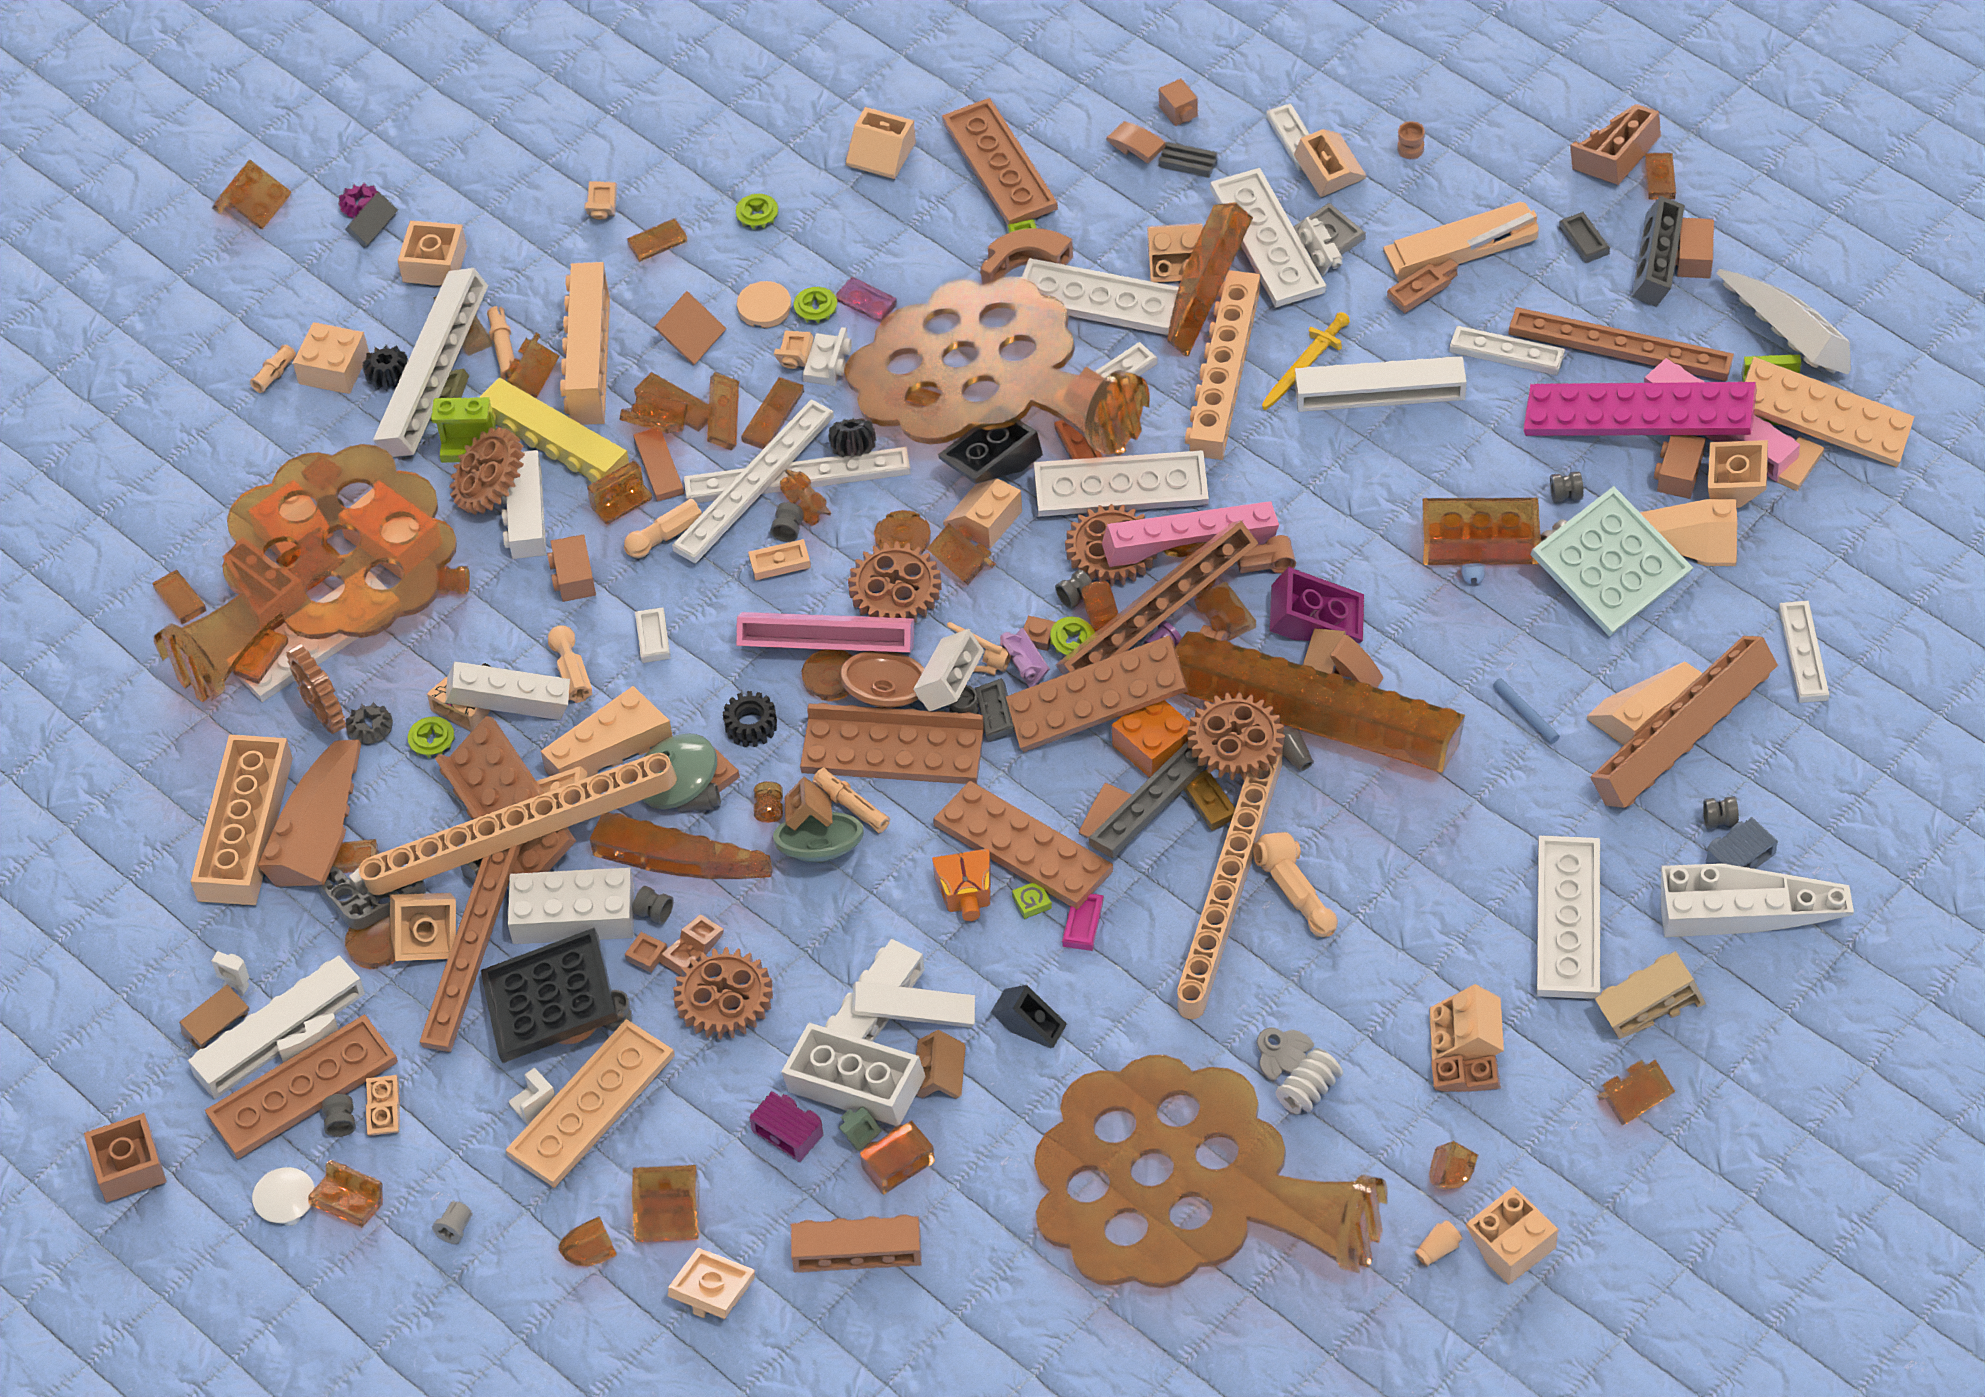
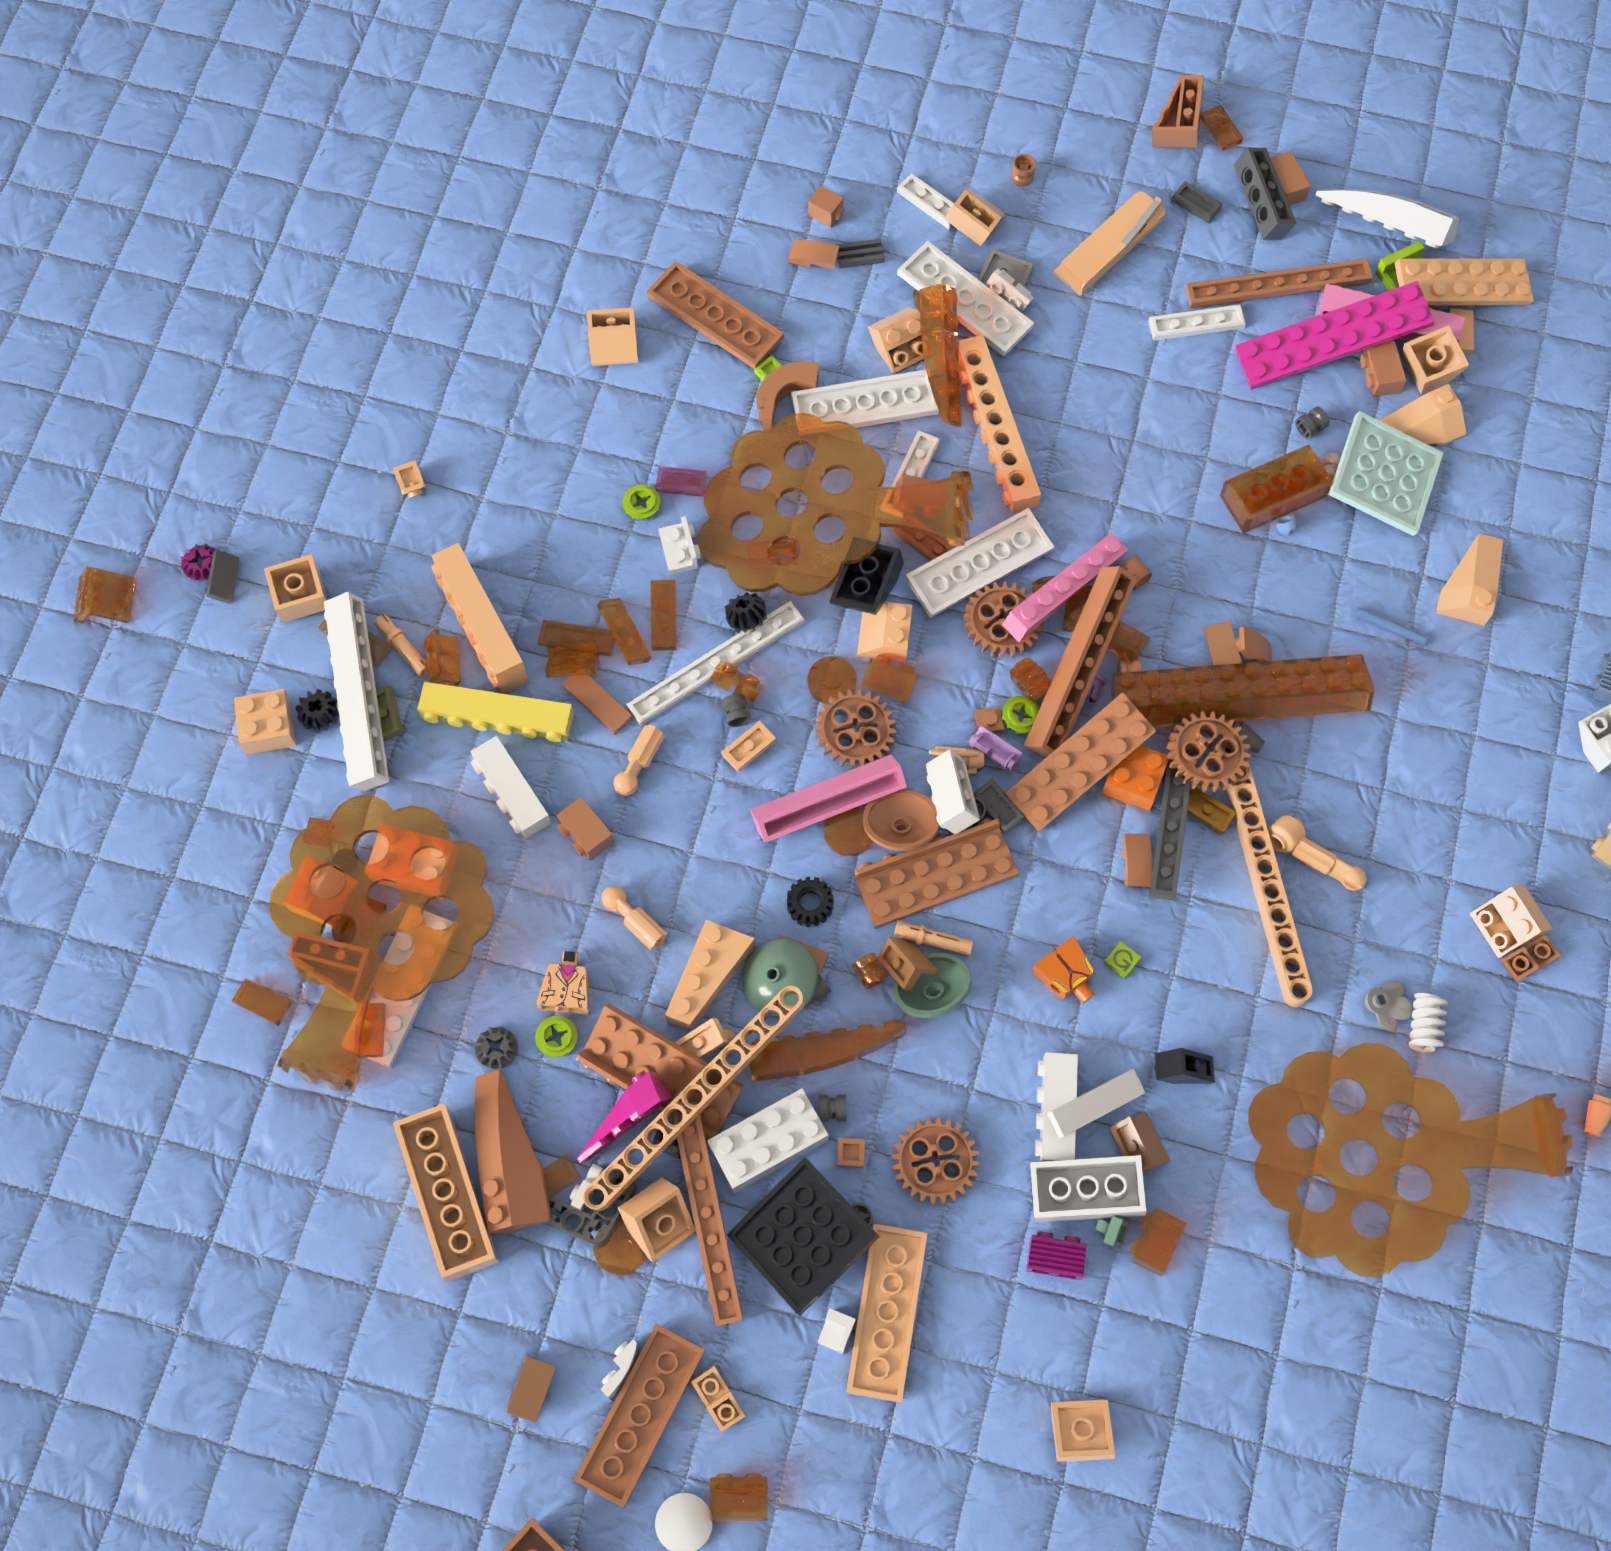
camera: 30 degrees left, 15 degrees up
(232, 970) = (523, 1341): white plate -> none
(254, 1040) = (586, 1372): white brick -> none
(272, 368) = (218, 752): light nougat pin -> none
(316, 689) = (444, 1046): nougat gear -> none
(338, 1115) = (687, 1426): dark grey wheel -> none
(452, 1223) = (840, 1478): light grey bush -> none
(454, 580) = (494, 883): clear orange wheel -> none
(455, 810) = (634, 1105): none -> dark pink wedge
(460, 422) = (425, 743): lime panel -> none
(487, 470) = (466, 773): nougat gear -> none
(507, 690) = (605, 972): white brick -> none
(587, 1244) = (959, 1442): clear orange brick -> none
(618, 493) = (585, 745): clear orange bracket -> none
(652, 635) = (684, 859): white tile -> none
(657, 239) = (475, 496): clear orange tile -> none
(666, 1203) = (1005, 1377): clear orange slope -> none
(690, 328) = (554, 567): nougat piece -> none
(695, 938) = (882, 1128): nougat slope -> none
(752, 481) = (687, 686): white tile -> none
(755, 203) = (538, 429): lime gear -> none
(764, 304) = (598, 519): light nougat tile -> none
(794, 349) = (650, 551): light nougat bracket -> none
(856, 1243) = (1172, 1335): nougat brick -> none
(1023, 844) = (1089, 915): nougat plate -> none
(1070, 590) = (998, 671): dark grey wheel -> none
(1083, 924) = (1172, 960): dark pink tile -> none
(1310, 603) = (1188, 607): magenta slope -> none
(1322, 341) = (1056, 370): yellow sword -> none
(1380, 384) = (1123, 391): white brick -> none
(1422, 285) = (1104, 293): nougat hinge -> none
(1452, 1165) = (1568, 1045): clear orange brick -> none
(1568, 917) = (1527, 790): white plate -> none
(1684, 721) = (1516, 588): nougat brick -> none
(1720, 812) = (1586, 649): dark grey wheel -> none
(1803, 651) = (1556, 488): white tile -> none

